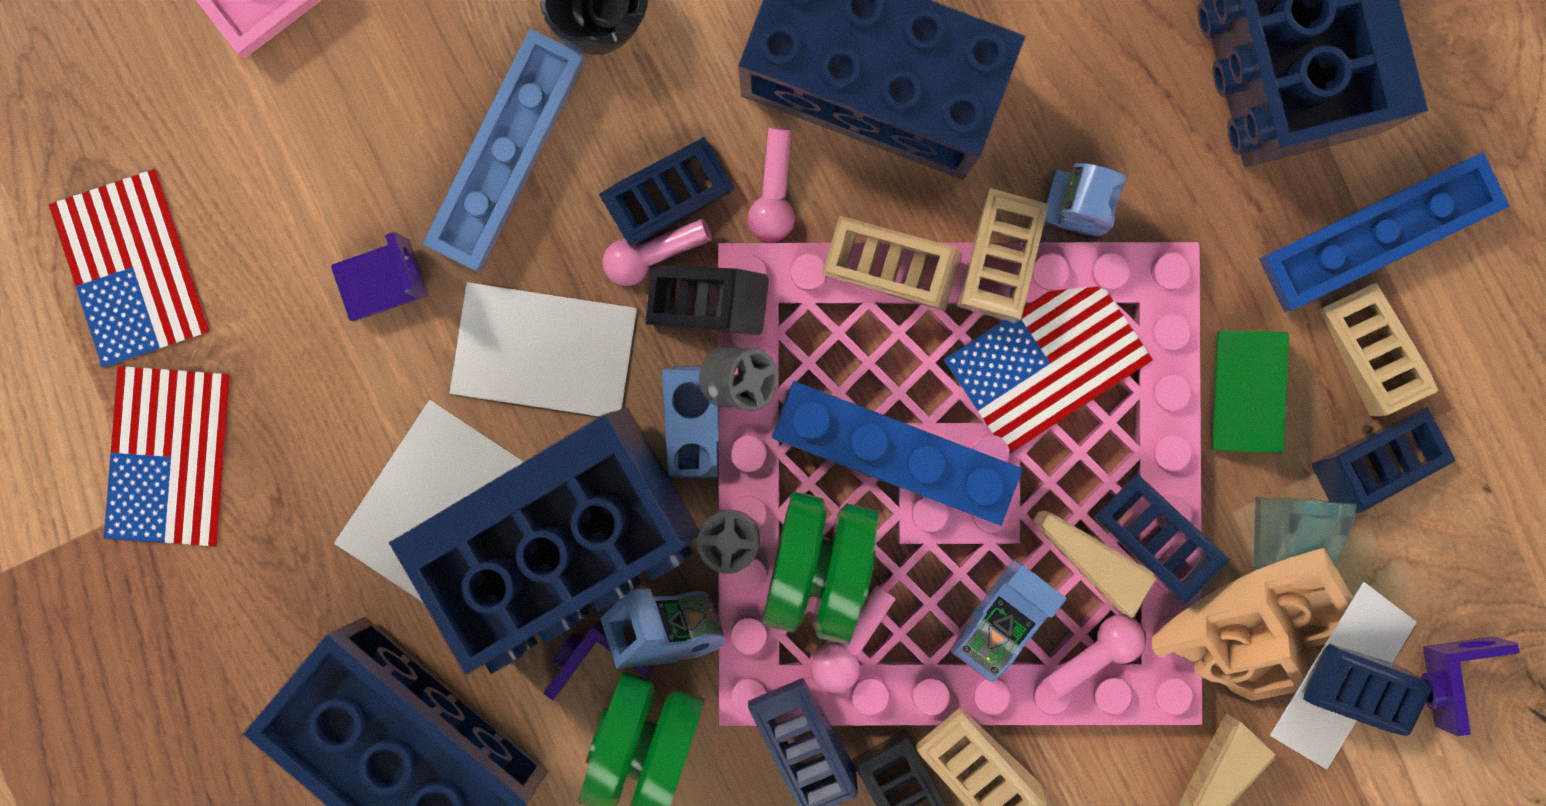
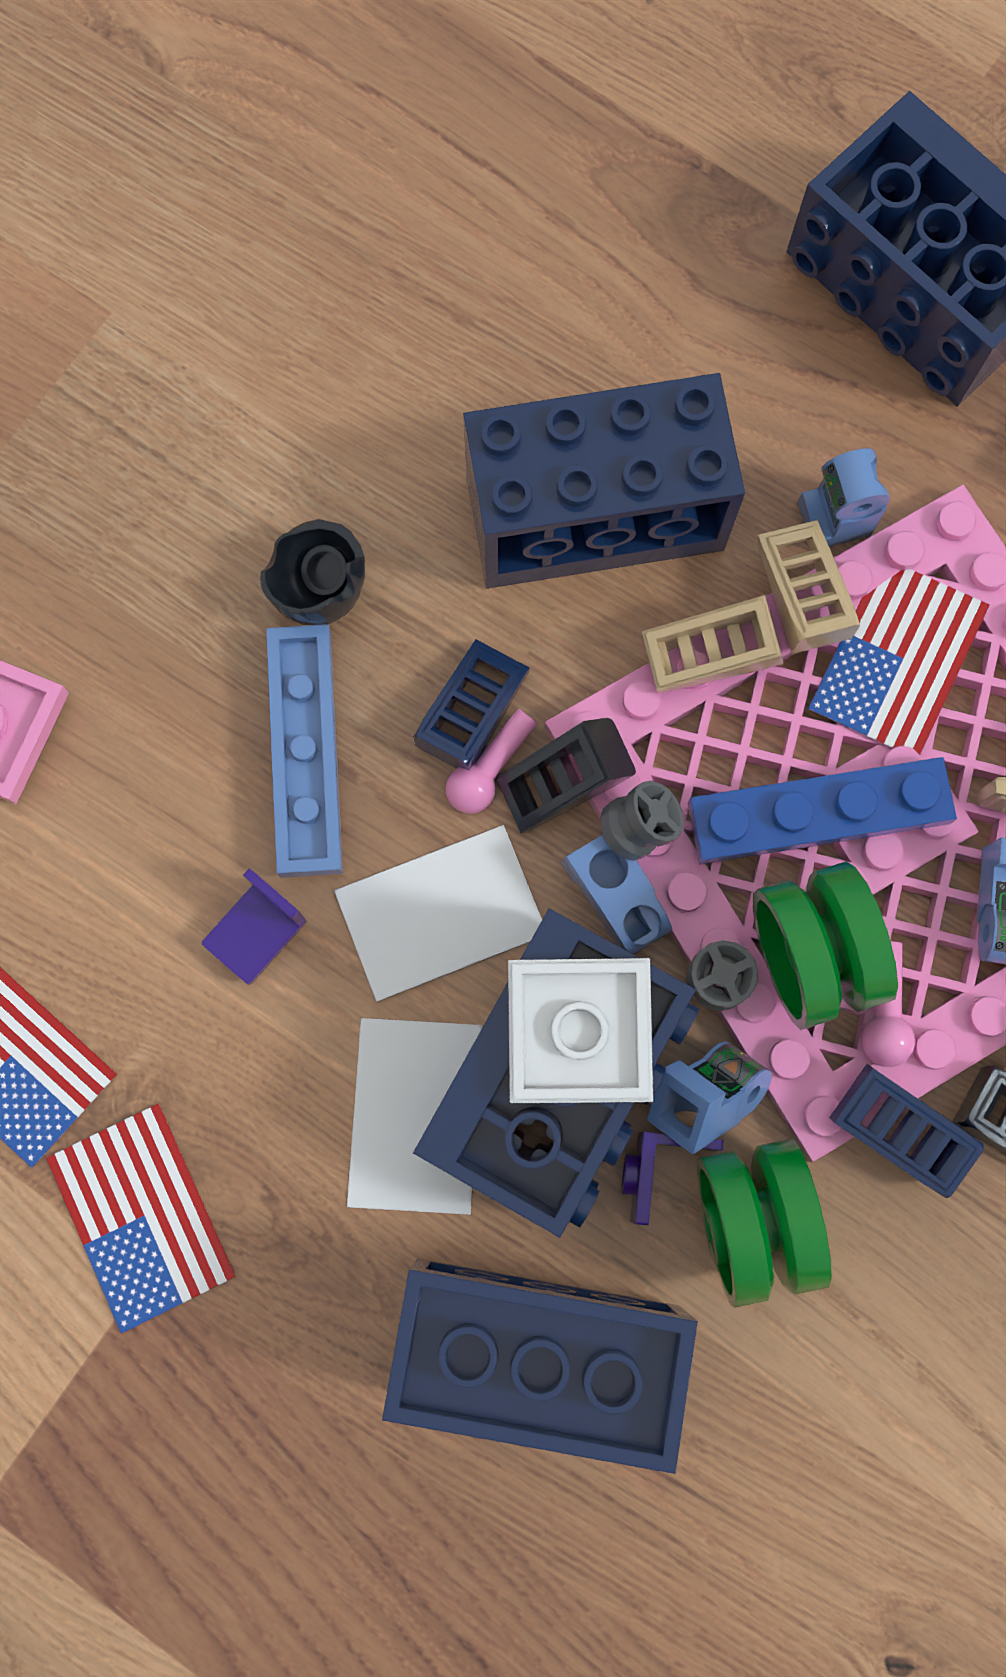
camera: 30 degrees left, 10 degrees down
(571, 526) = (580, 1030): none -> white tile
(771, 215) = (576, 673): bright pink bar -> none

